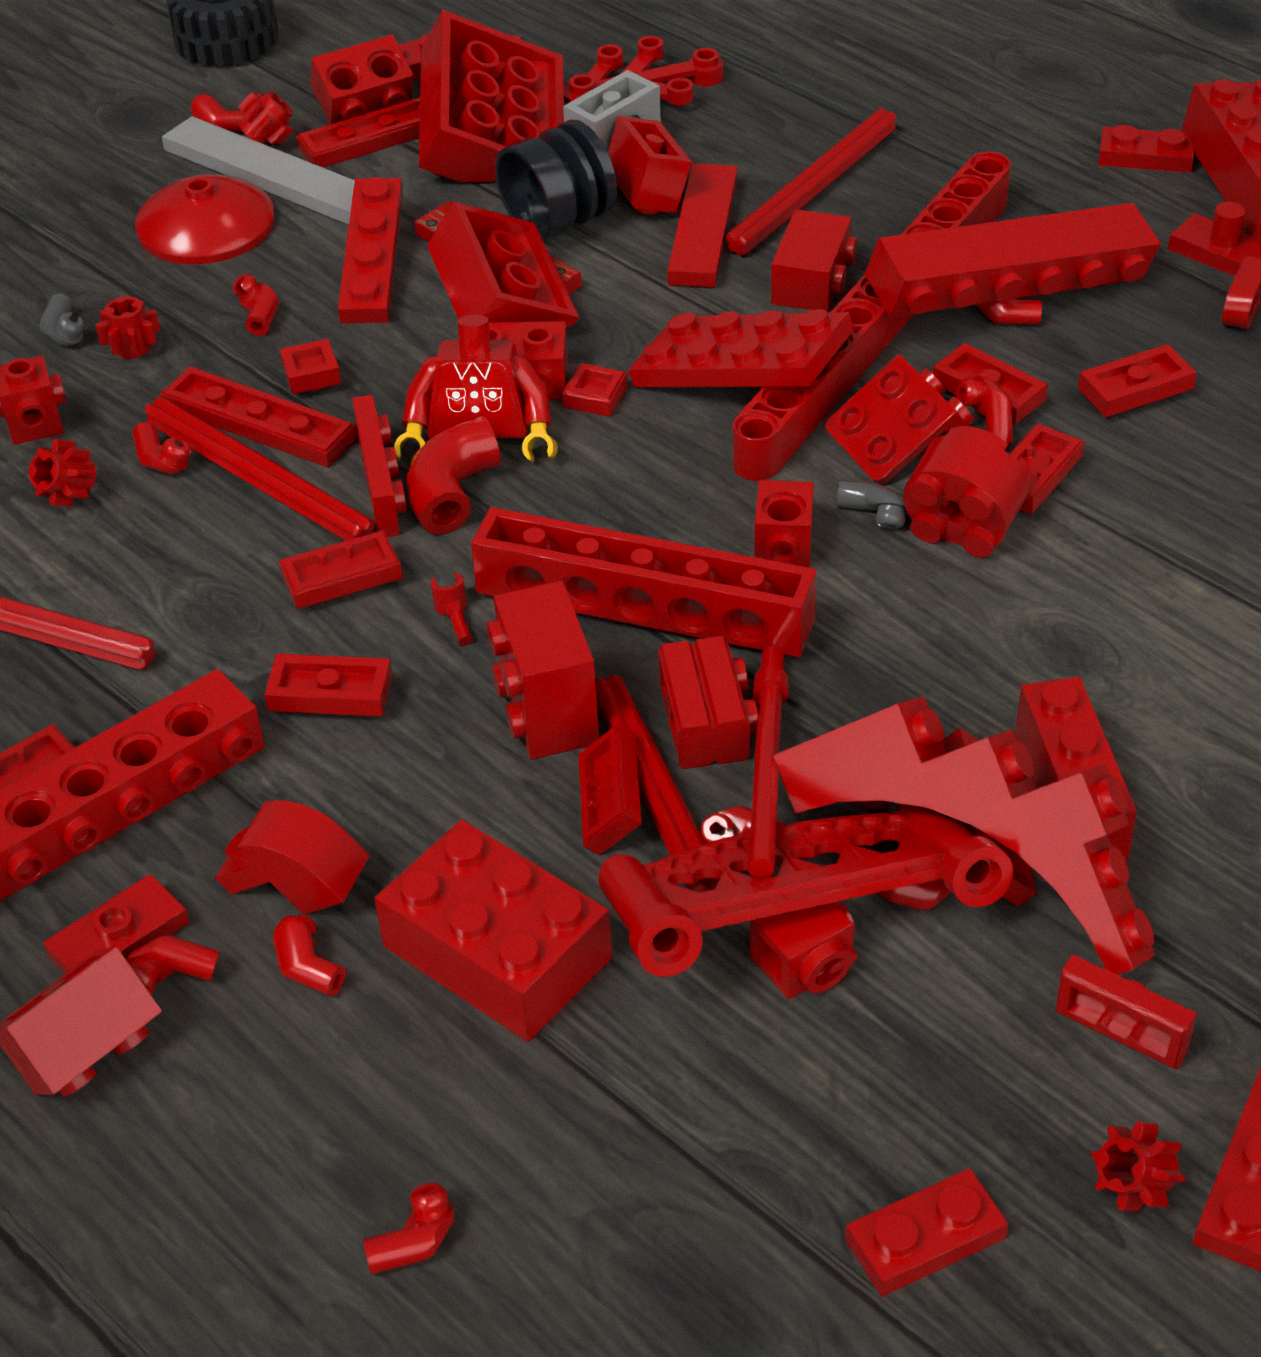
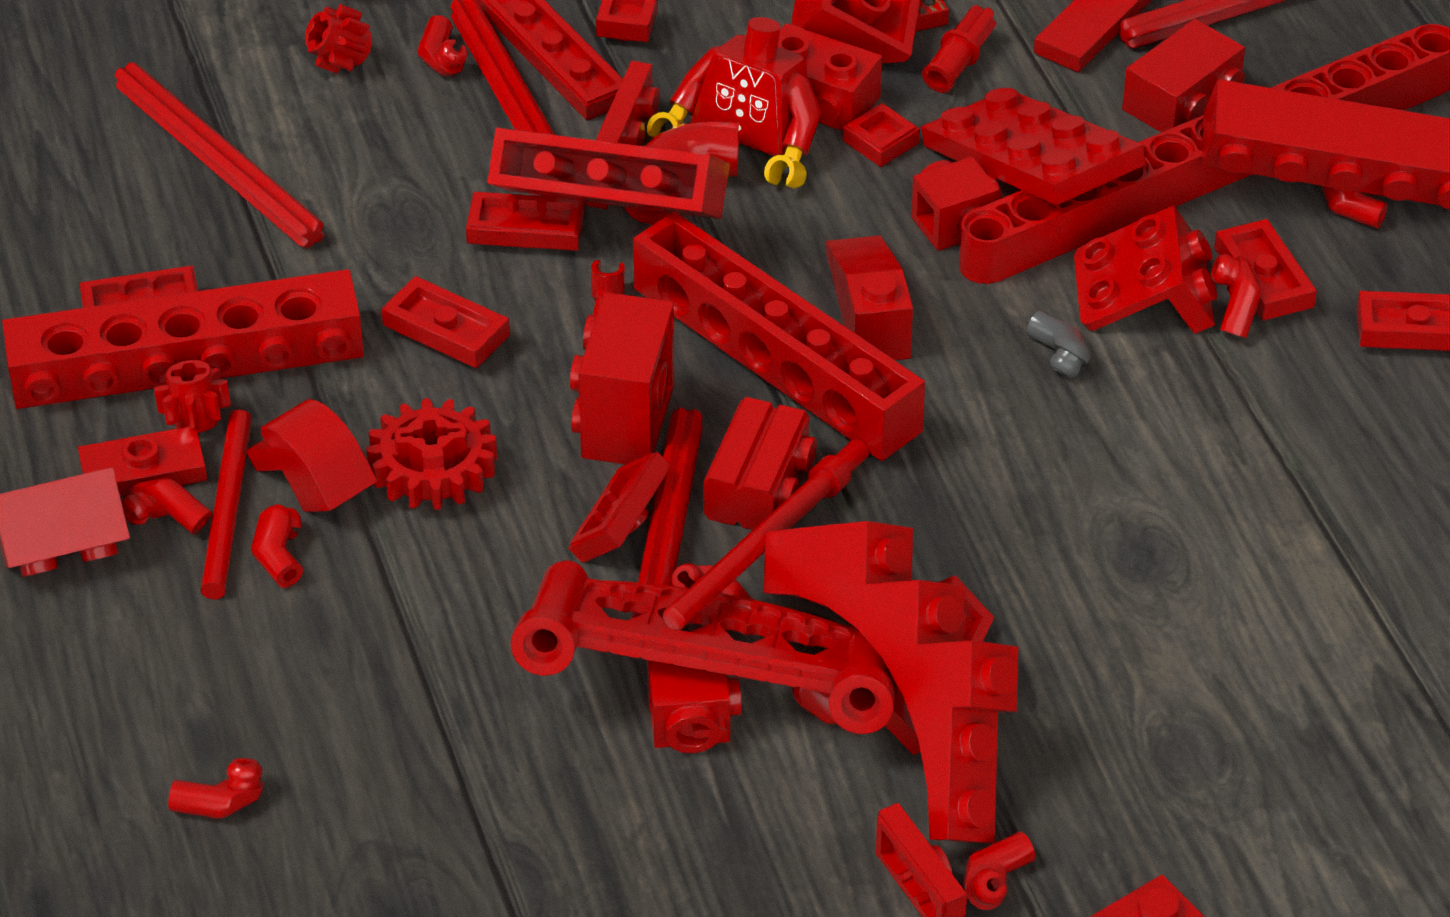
camera: 25 degrees right, 0 degrees up
(132, 846) = (192, 395): none -> red gear
(228, 940) = (226, 505): none -> red bar
(400, 806) = (432, 453): none -> red gear
(409, 494) = (608, 173): none -> red brick
(494, 929) = (436, 582): red brick -> none
(612, 300) = (959, 49): none -> red axle
(688, 512) = (872, 293): none -> red slope
(701, 419) = (946, 194): none -> red brick
(784, 521) = (954, 330): red brick -> none
(966, 490) = (1139, 364): red brick -> none
(1049, 459) = (1240, 369): red plate -> none
(1066, 739) = (1049, 638): red brick -> none
(1170, 974) = (989, 867): none -> red arm

